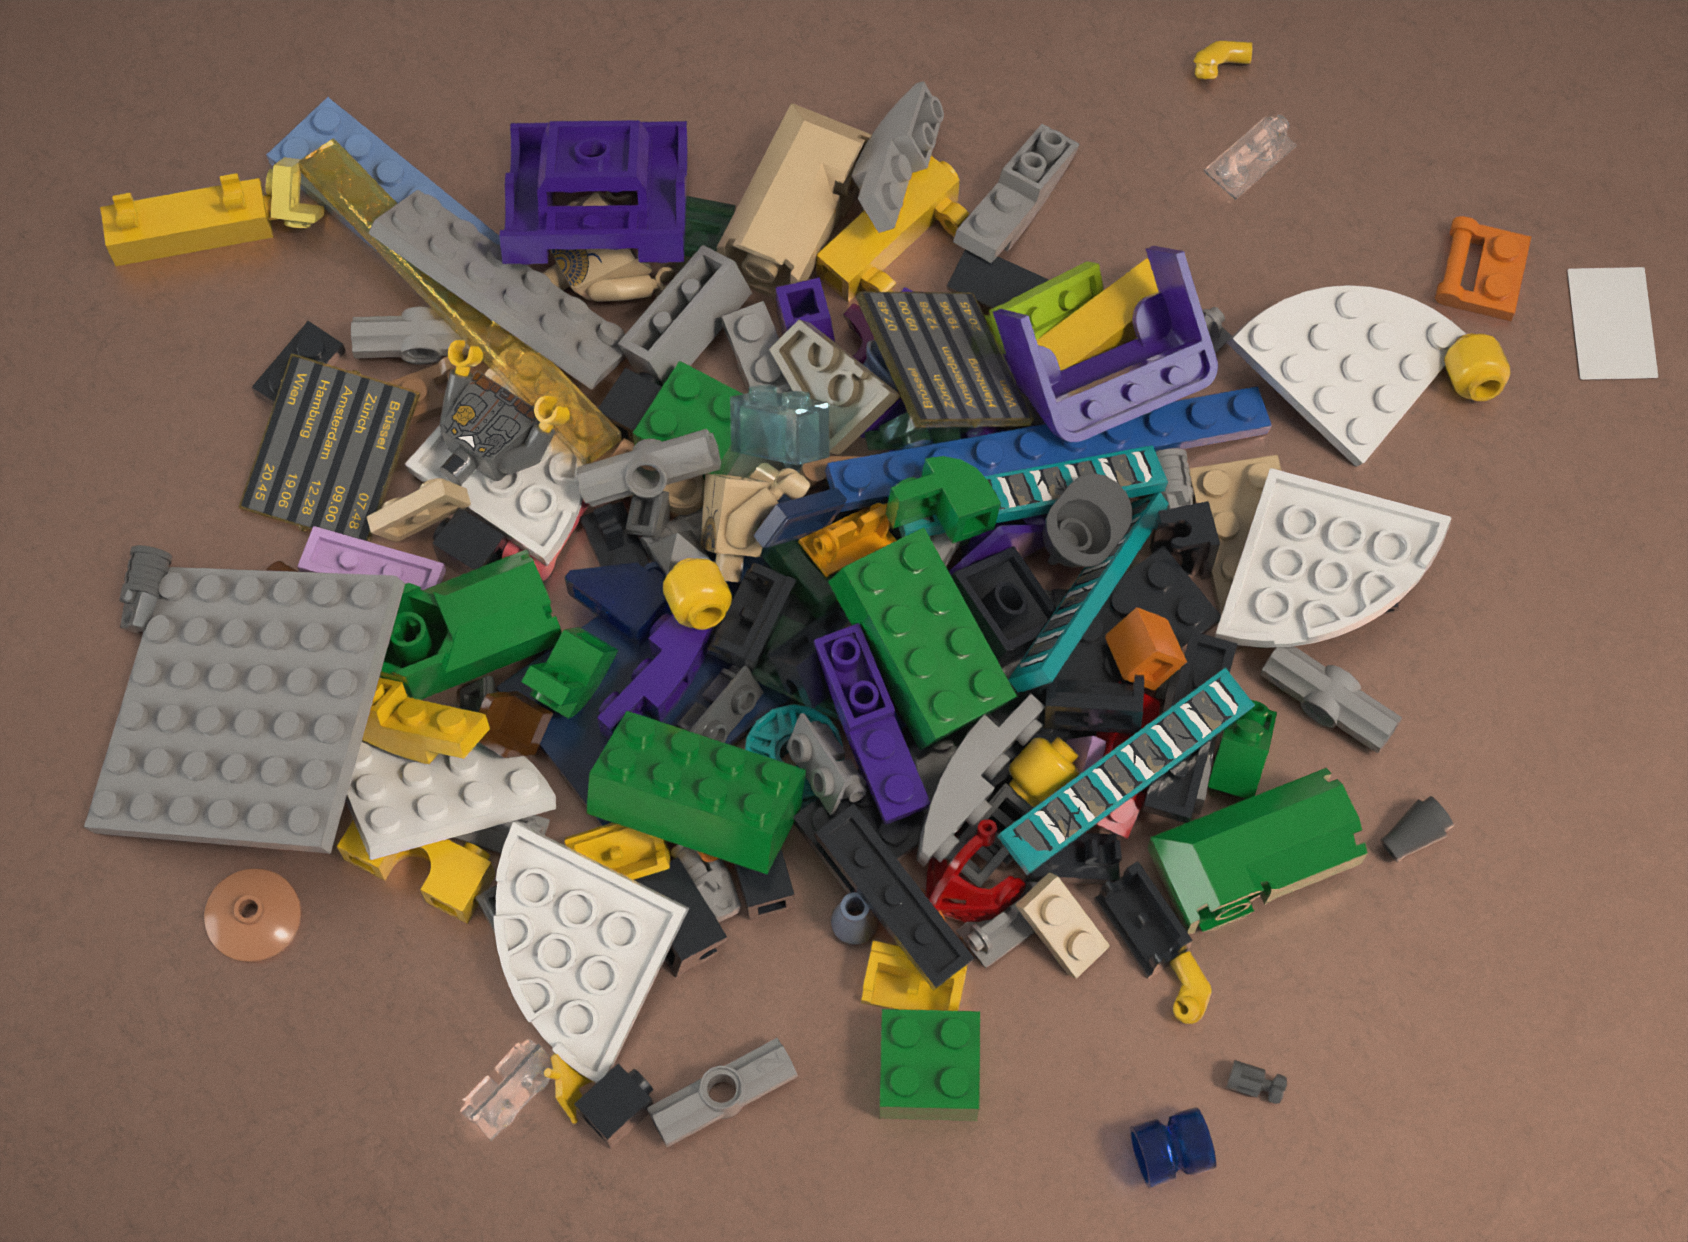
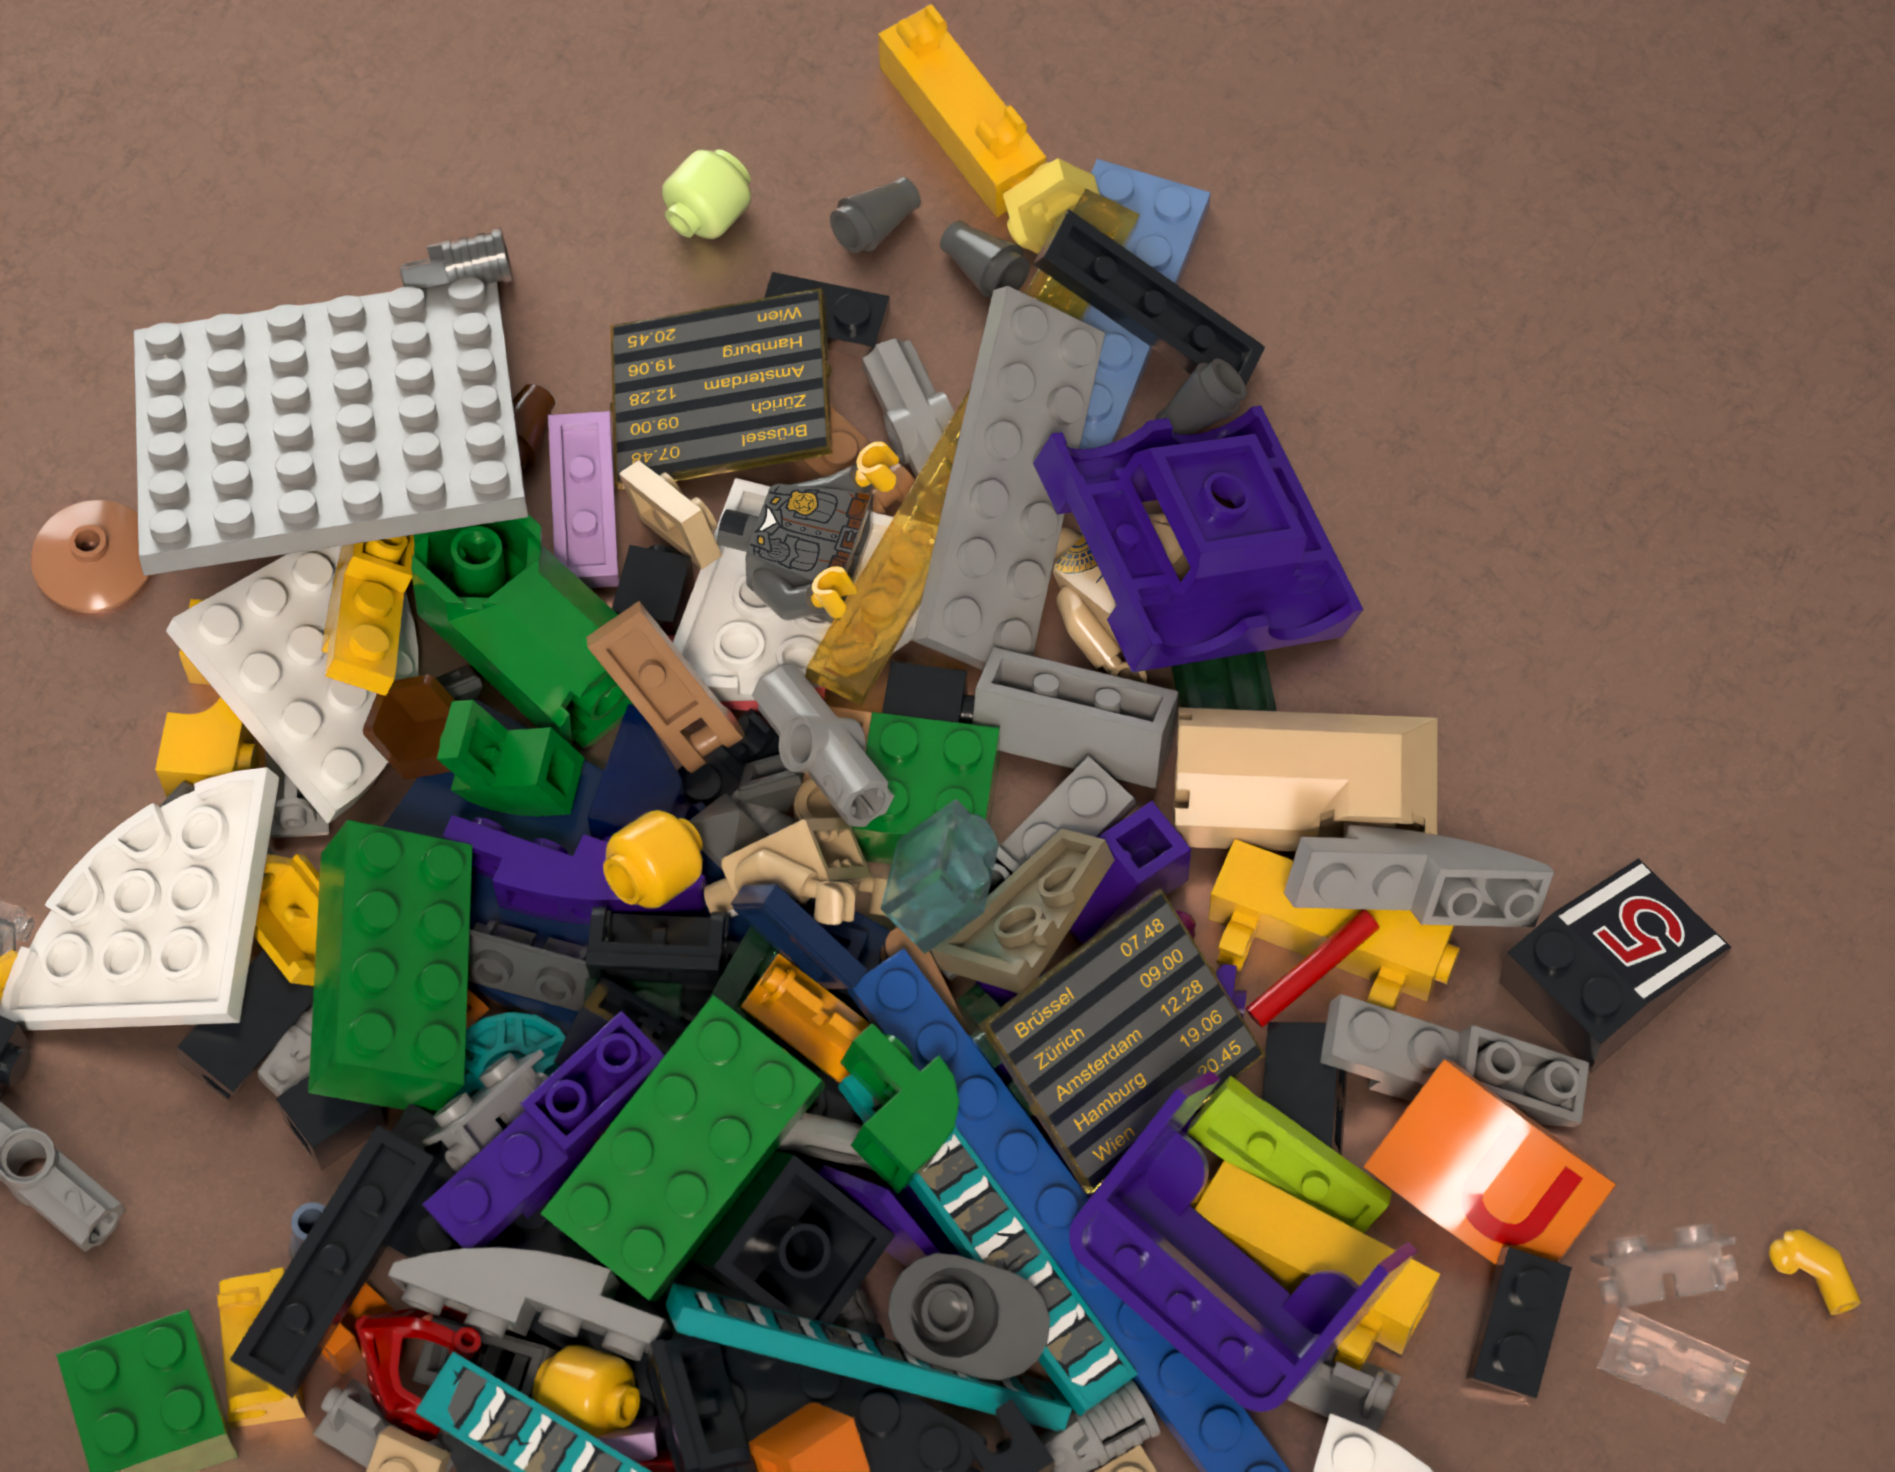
camera: 70 degrees right, 5 degrees down
(171, 404) = (706, 194): none -> yellowish green head
(239, 308) = (872, 215): none -> dark grey cone
(309, 251) = (985, 258): none -> dark grey cone
(407, 157) = (1142, 298): none -> black plate
(488, 155) = (1205, 398): none -> dark grey cone
(566, 545) = (663, 686): none -> medium nougat plate
(926, 242) = (1312, 968): none -> red piece
(983, 86) = (1610, 962): none -> black slope
(1098, 201) = (1488, 1170): none -> orange slope
(1188, 119) = (1691, 1258): none -> clear hinge
(1195, 226) = (1518, 1323): none -> black plate

